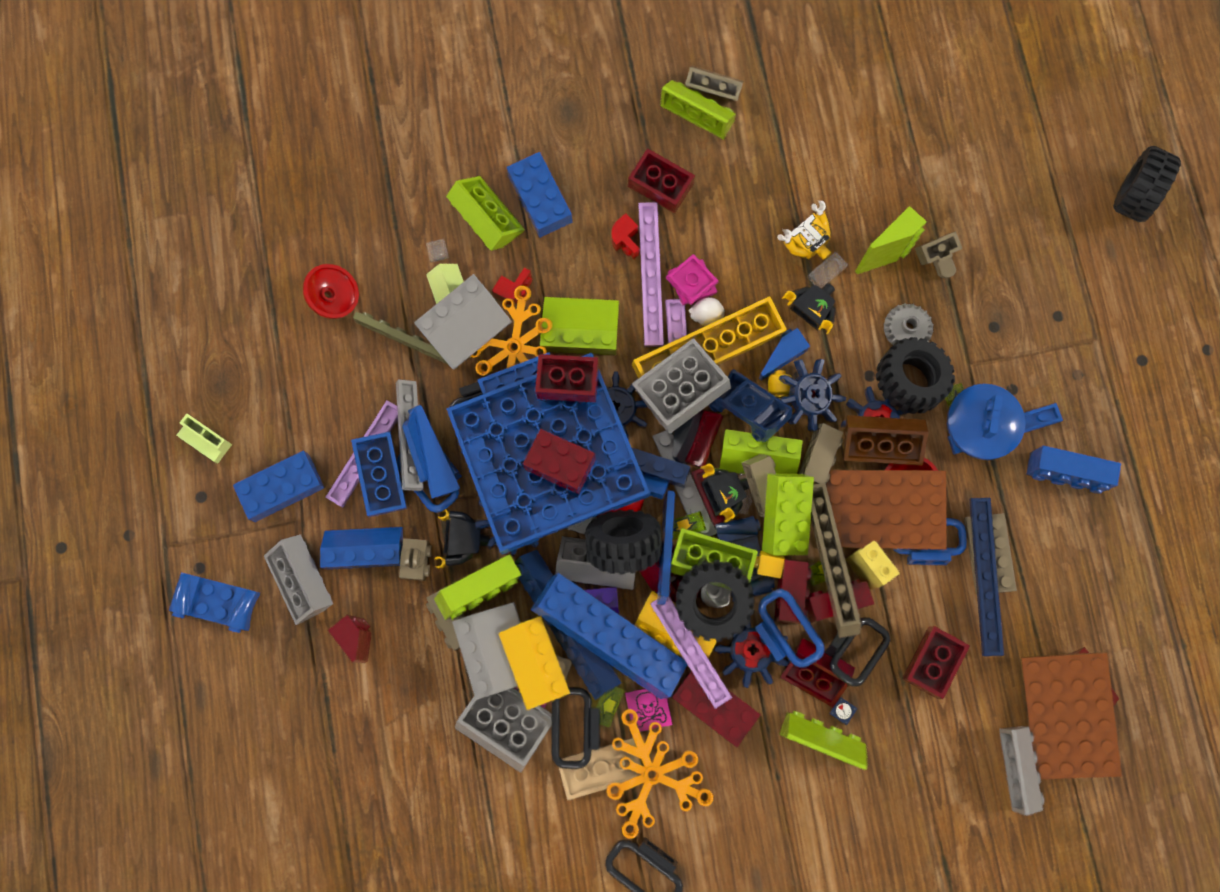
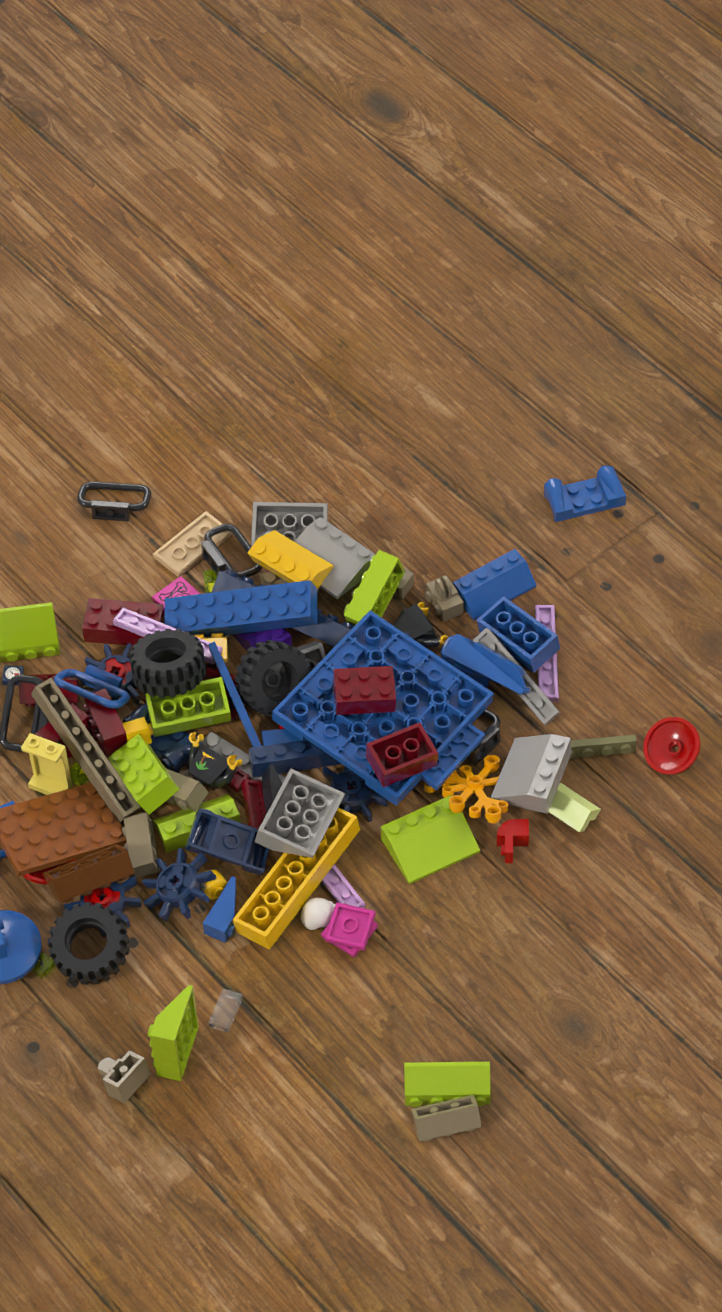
camera: 150 degrees right, 25 degrees down
(203, 439) = (689, 593): yellowish green piece -> none
(278, 486) = (597, 590): blue brick -> none
(298, 579) = (529, 540): light grey slope -> none
(353, 637) = (450, 513): dark red slope -> none
(437, 250) = (606, 834): clear plate -> none
(484, 212) = (585, 887): lime slope -> none
(539, 194) = (546, 927): blue brick -> none
(622, 233) = (442, 933): red brick -> none
(642, 751) = (147, 555): light orange plant -> none
(651, 275) = (394, 917): lavender plate -> none
(661, 180) = (437, 997): dark red brick -> none
(692, 522) = (228, 733): clear neon green tile -> none
(810, 235) = (261, 1023): torso -> none
(814, 305) = (220, 966): black torso -> none
(896, 320) = (118, 1010): light grey gear -> none

